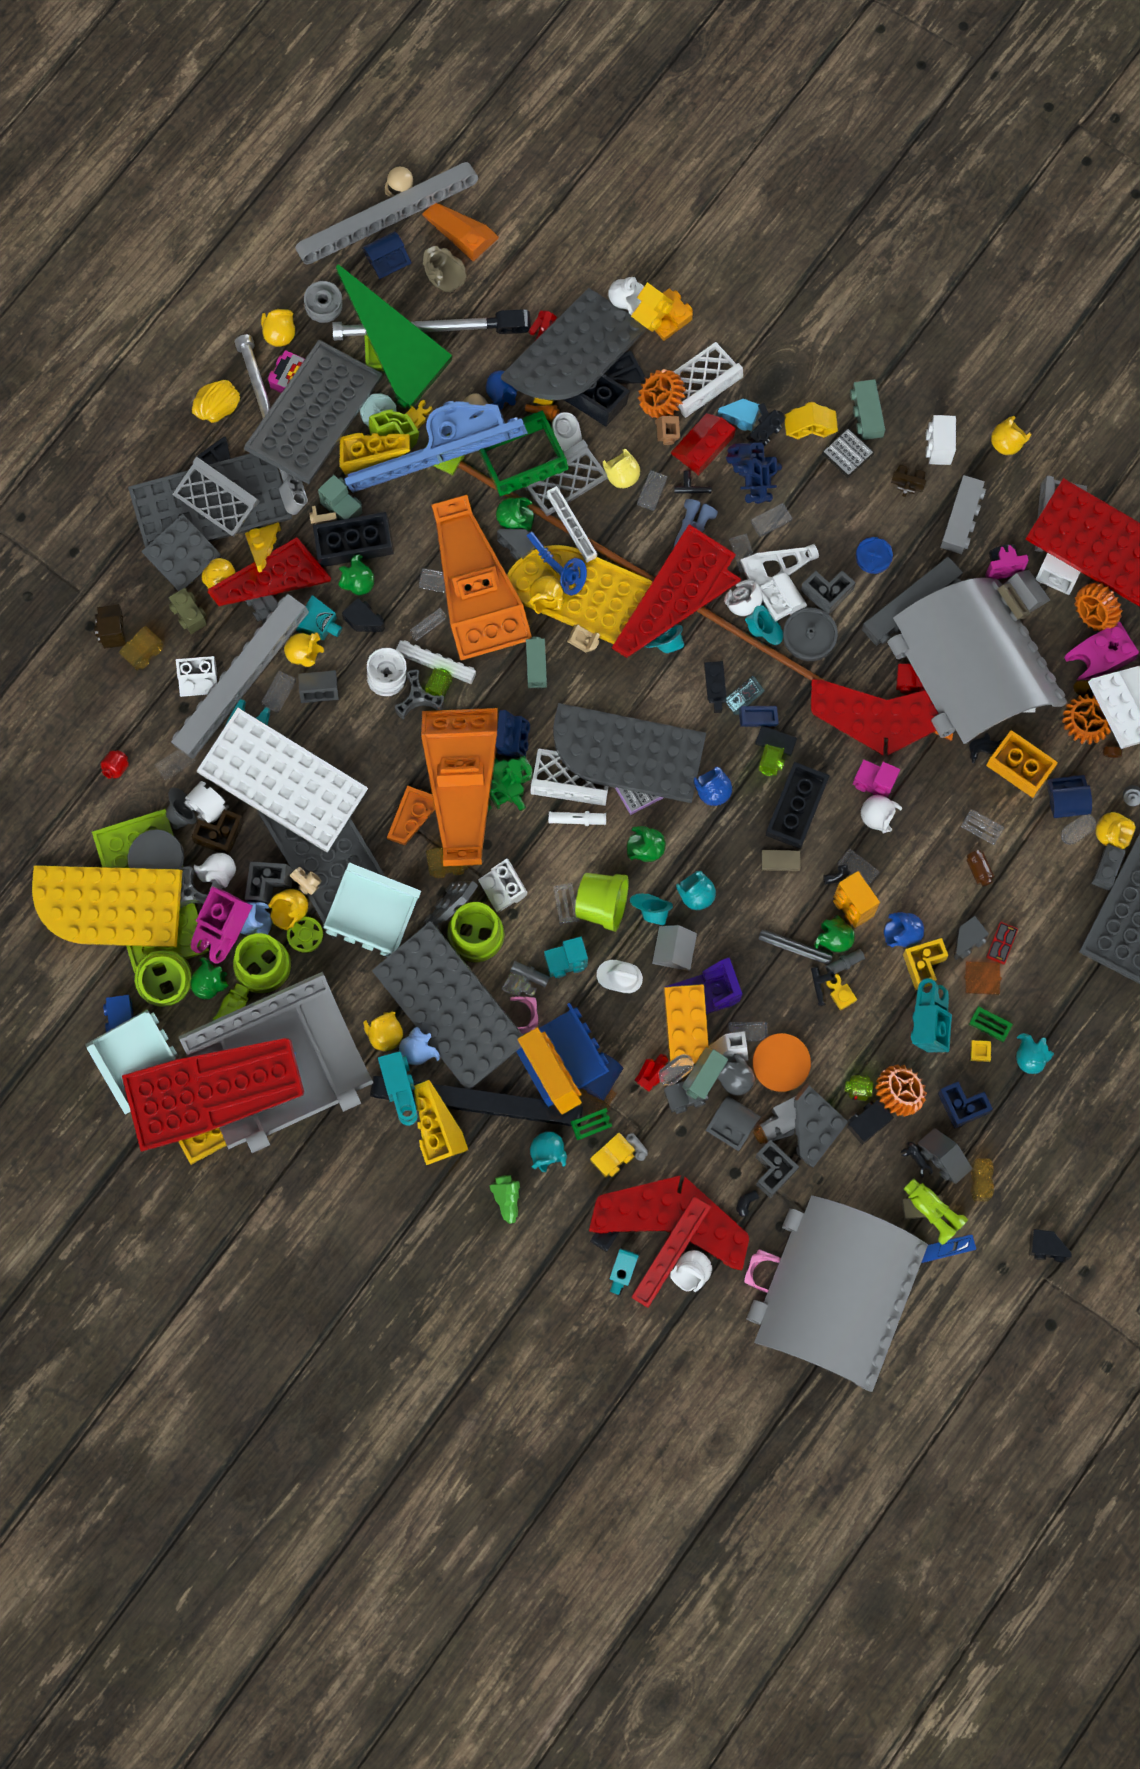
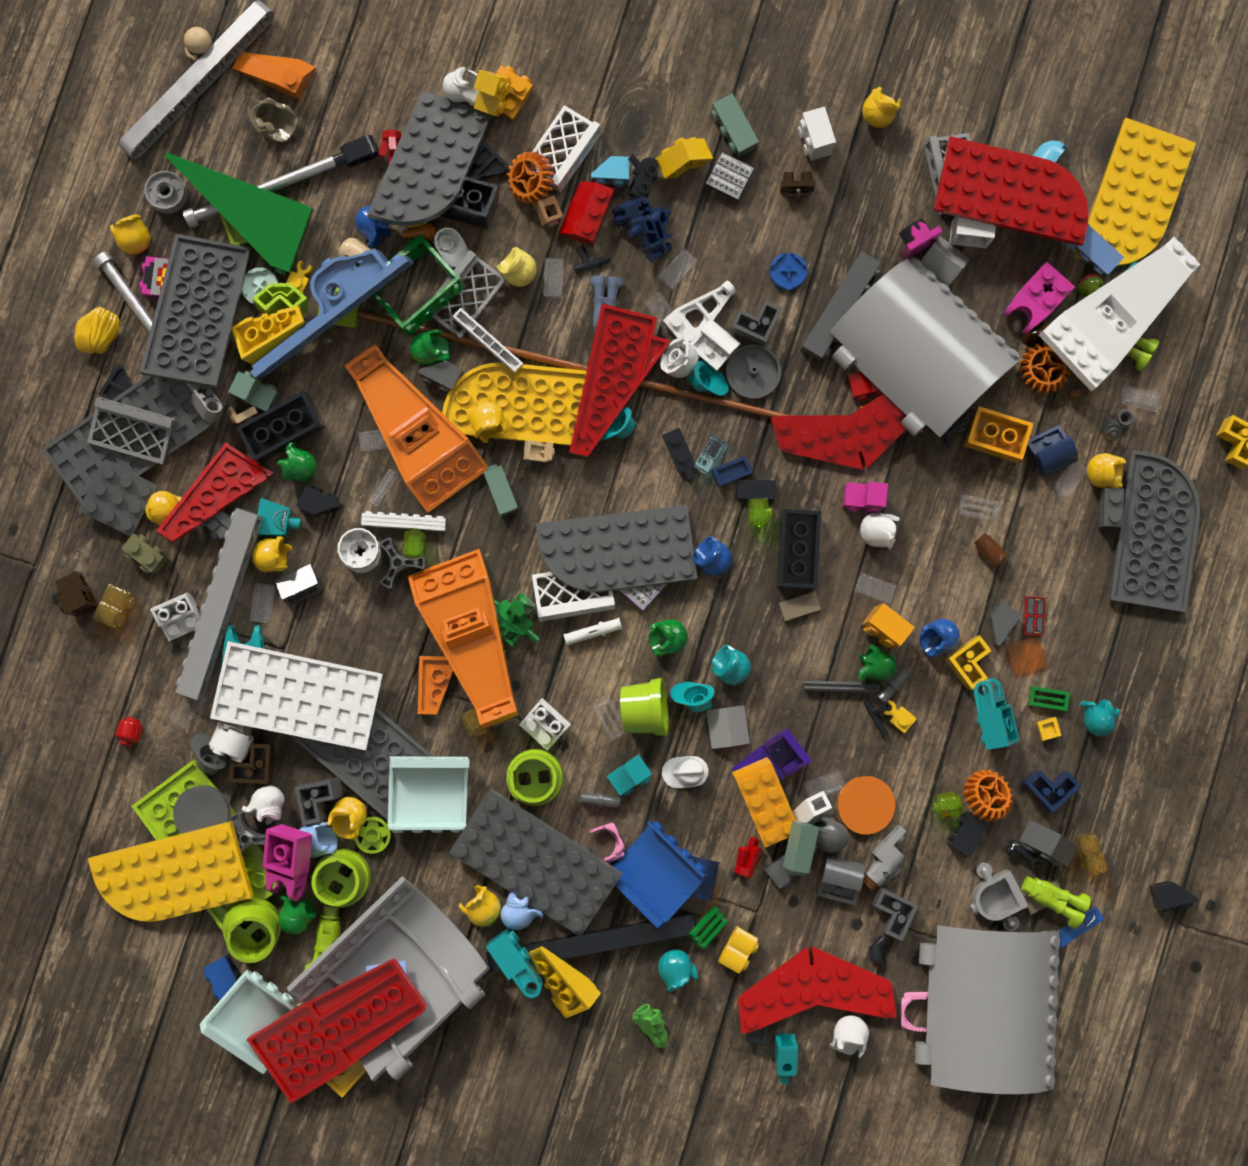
camera: 20 degrees left, 10 degrees up
(261, 543) = (192, 462): yellow wing -> none
(308, 882) = (356, 787): tan plate -> none
(387, 255) = (212, 123): dark blue brick -> none
(457, 894) = (504, 754): dark grey plate -> none
(512, 735) = (503, 571): dark blue brick -> none
(517, 983) = (591, 816): clear plate -> none
(550, 1070) = (654, 897): light orange brick -> none
(568, 575) = (502, 395): blue dish -> none
(639, 1148) = (759, 932): light grey arm -> none
(670, 1251) = (825, 1026): red plate -> none
(676, 1070) = (771, 851): clear tile -> none
(815, 1125) = (919, 856): dark grey plate -> none
(837, 877) = (859, 604): black arm -> none
(878, 1189) = (997, 896): none -> light grey piece
(962, 515) = (860, 202): light grey brick -> none
(1014, 601) = (938, 274): dark tan tile -> none
(1098, 606) = (1022, 254): orange gear -> none

